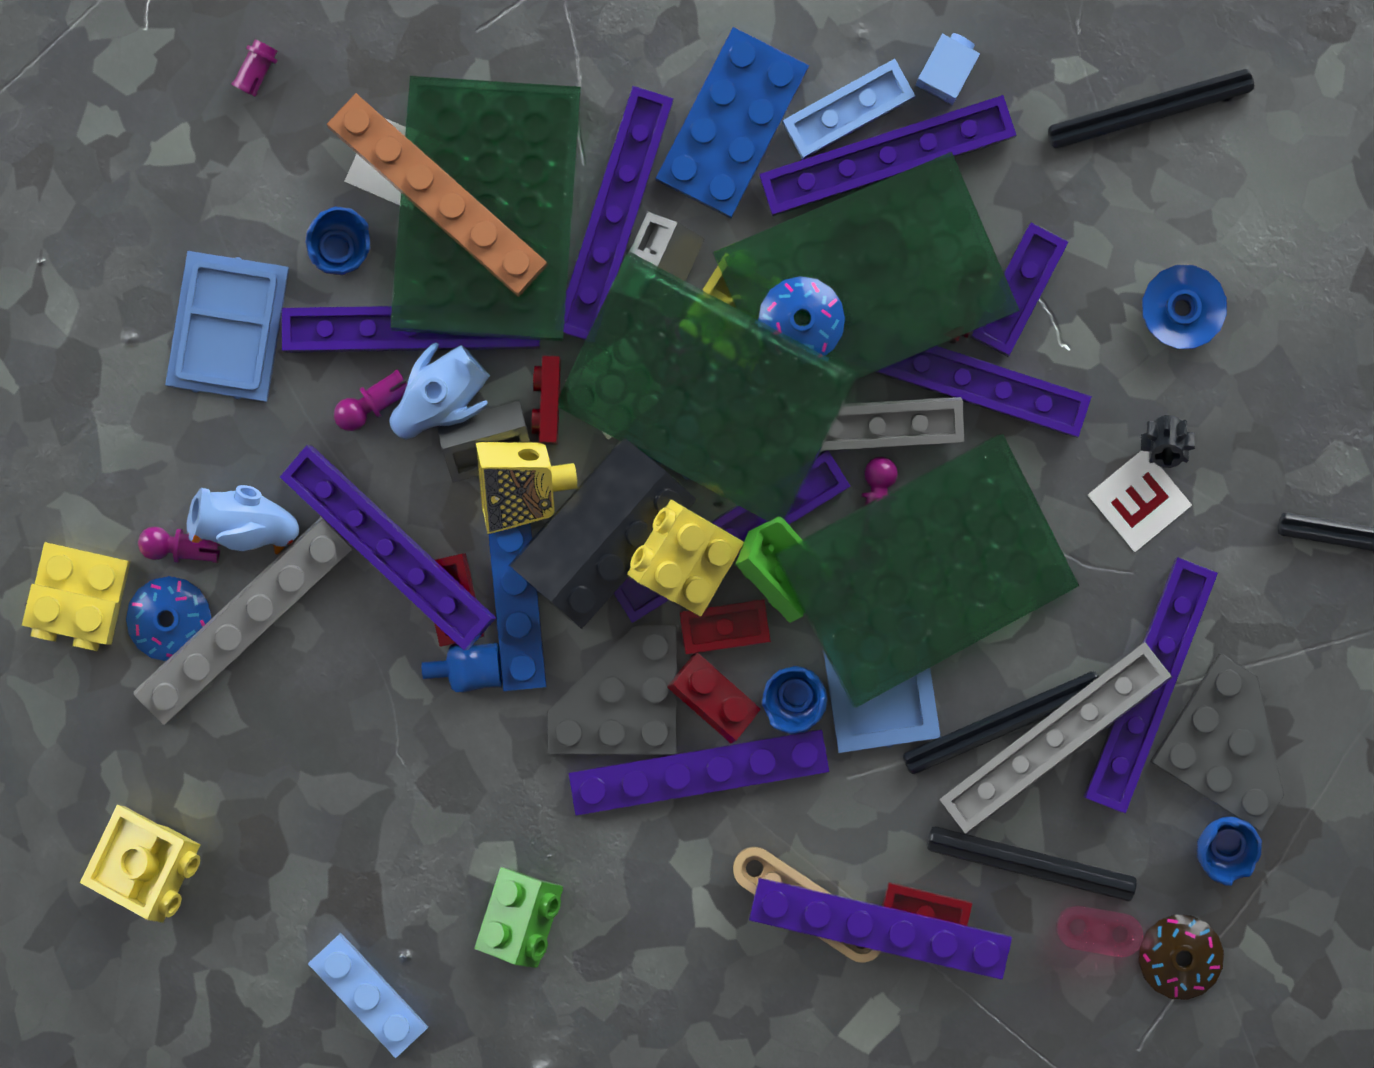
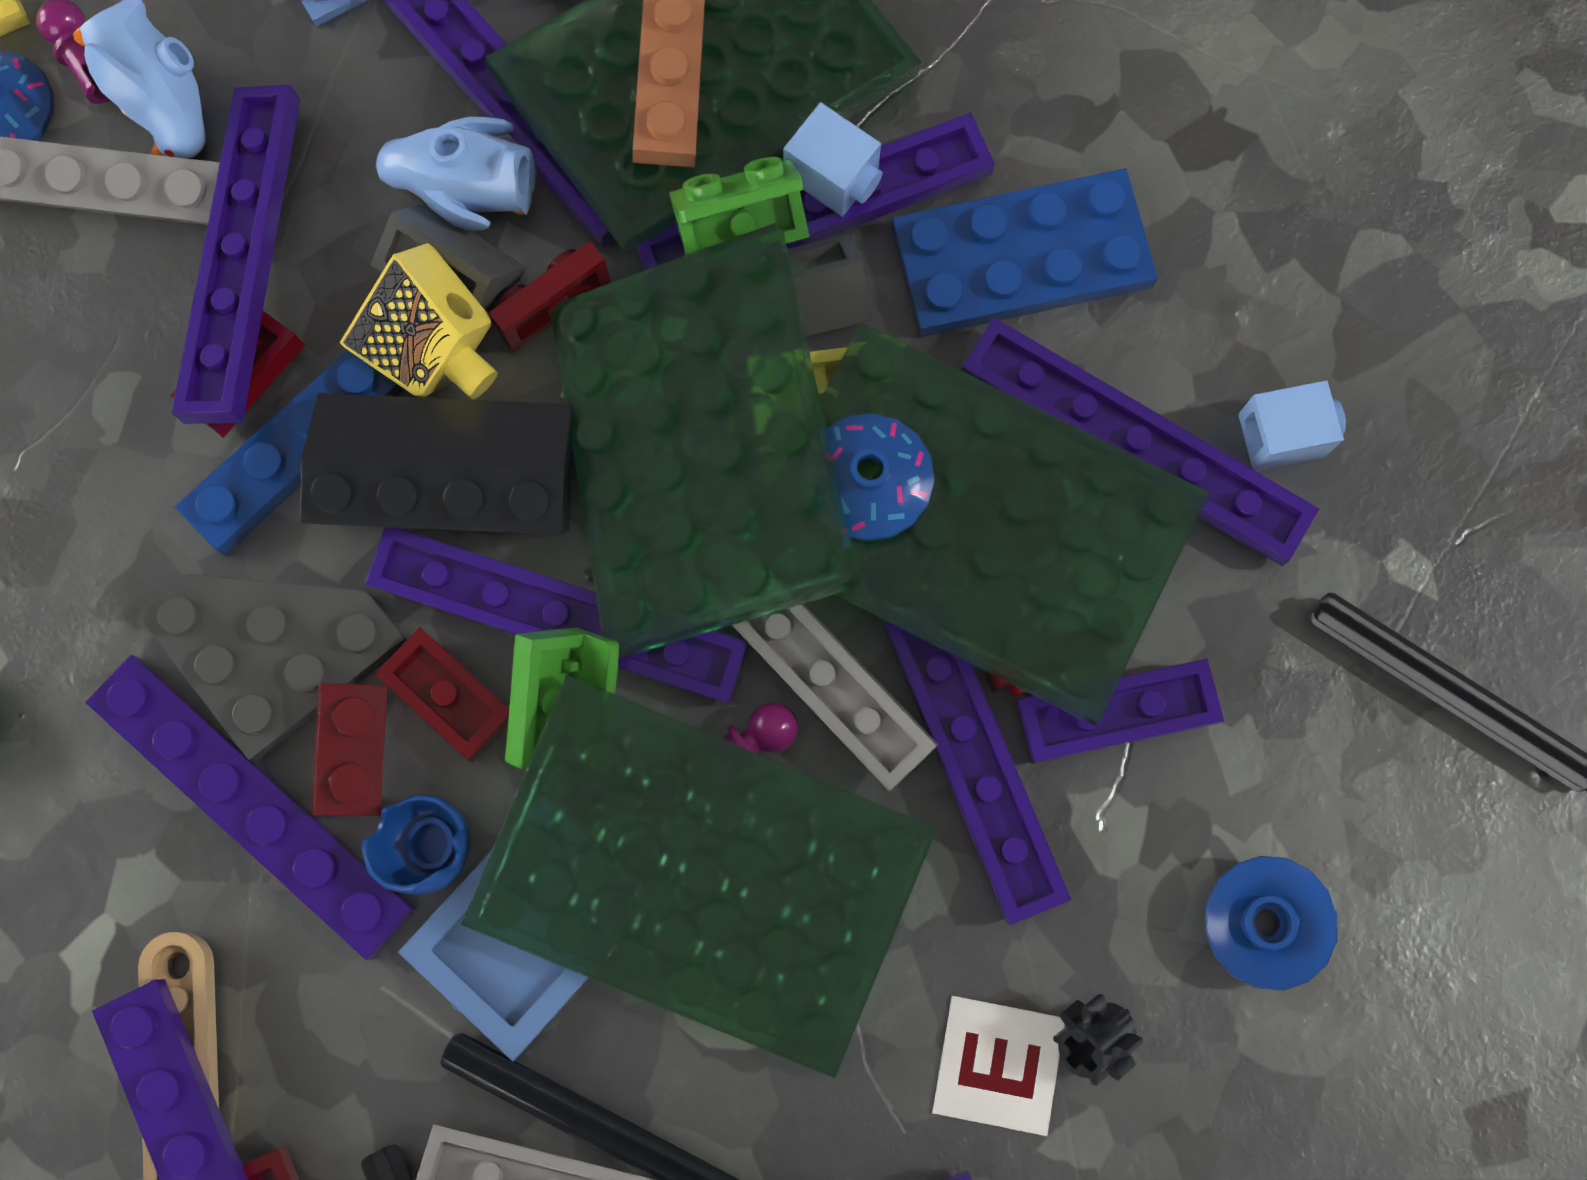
camera: 55 degrees right, 10 degrees down
(352, 413) = (367, 111): magenta pin -> none
(468, 668) = (173, 451): blue piece -> none
(595, 262) = (726, 207): none -> bright green bracket
(607, 188) = (835, 159): none -> light blue brick
(684, 557) = (477, 571): light yellow plate -> none
(848, 109) = (1151, 358): light blue plate -> none

